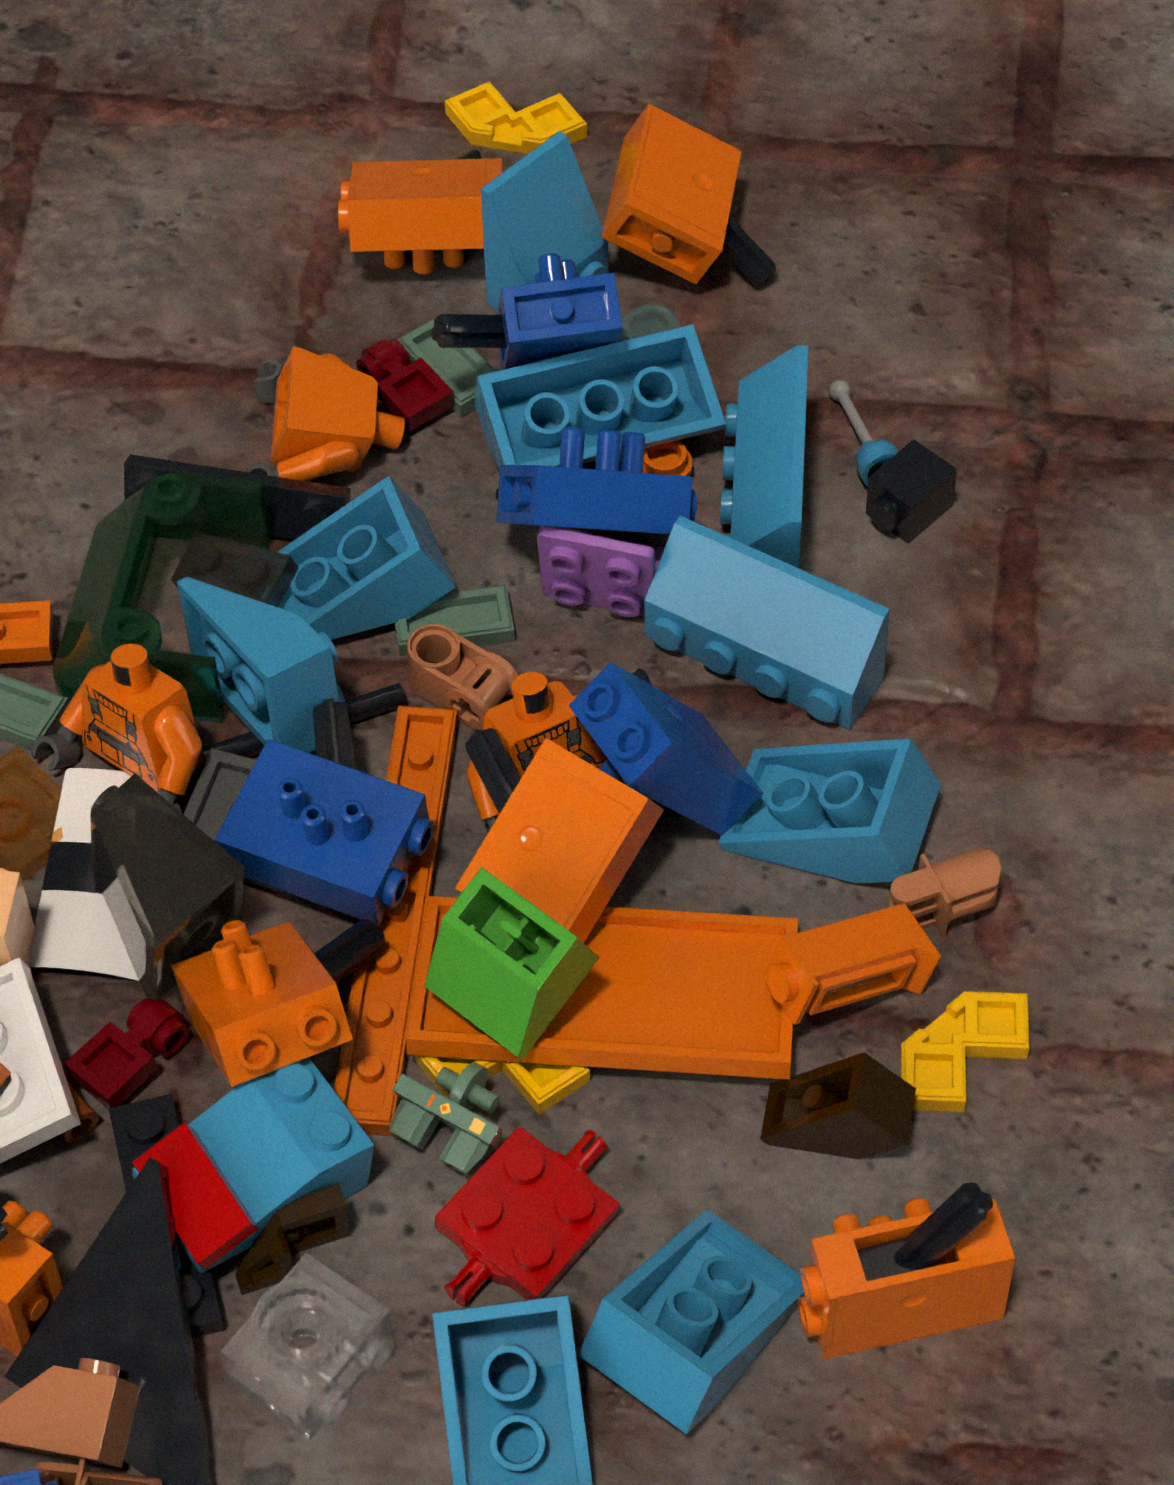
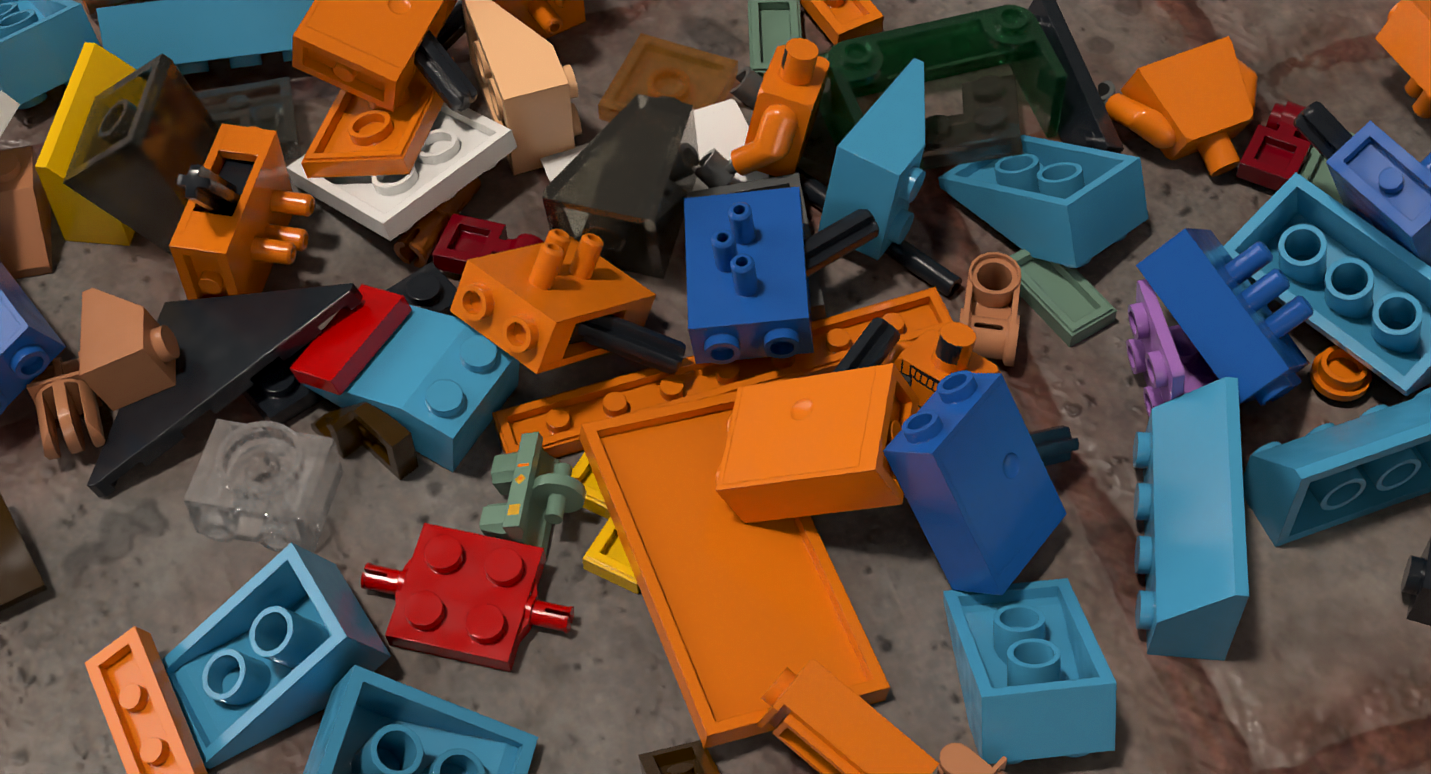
camera: 65 degrees right, 0 degrees up
(505, 963) = (676, 449): bright green slope -> none

